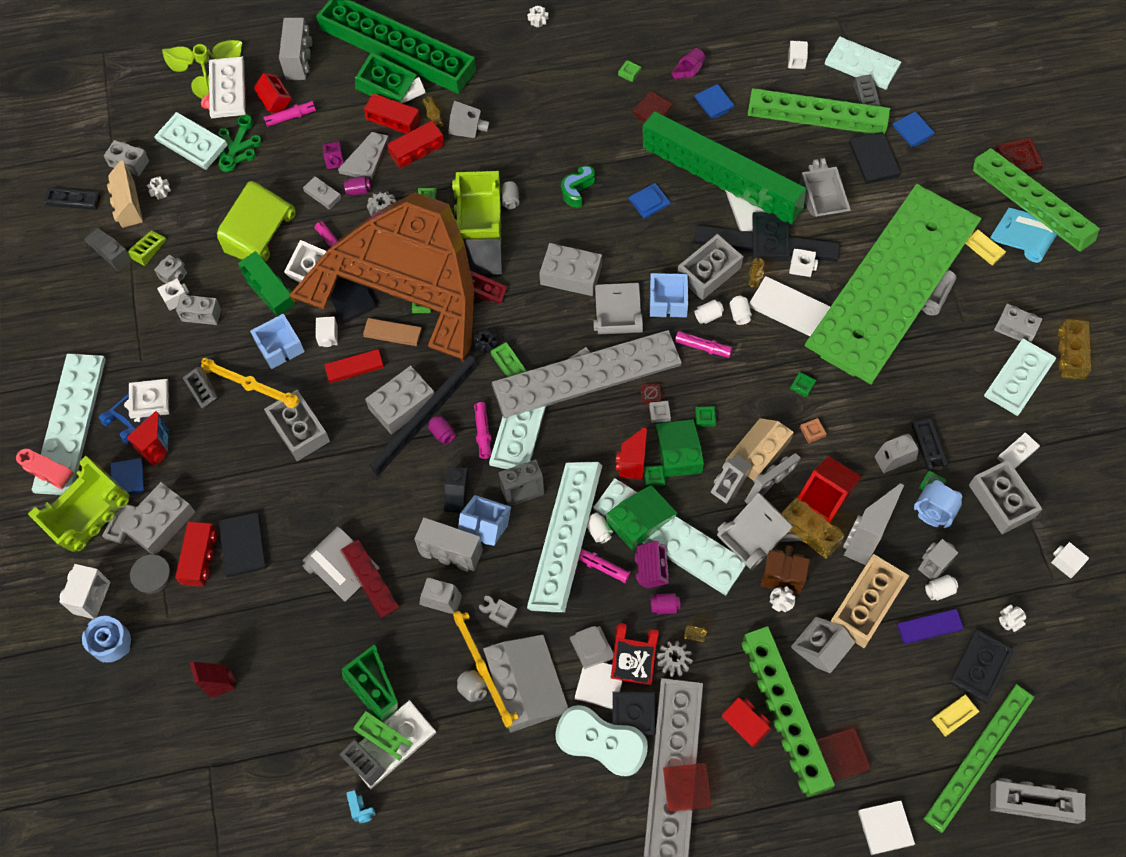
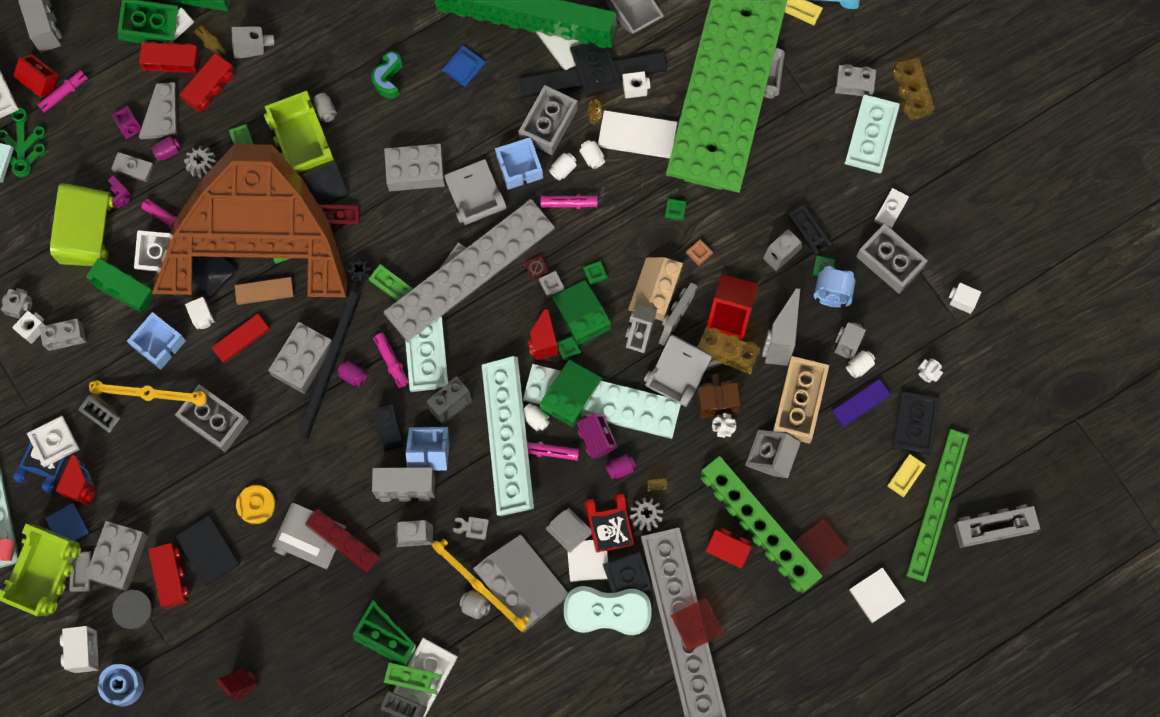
camera: 20 degrees left, 10 degrees up
(302, 212) = (122, 195): none -> magenta bracket
(304, 518) = (255, 504): none -> yellow tile

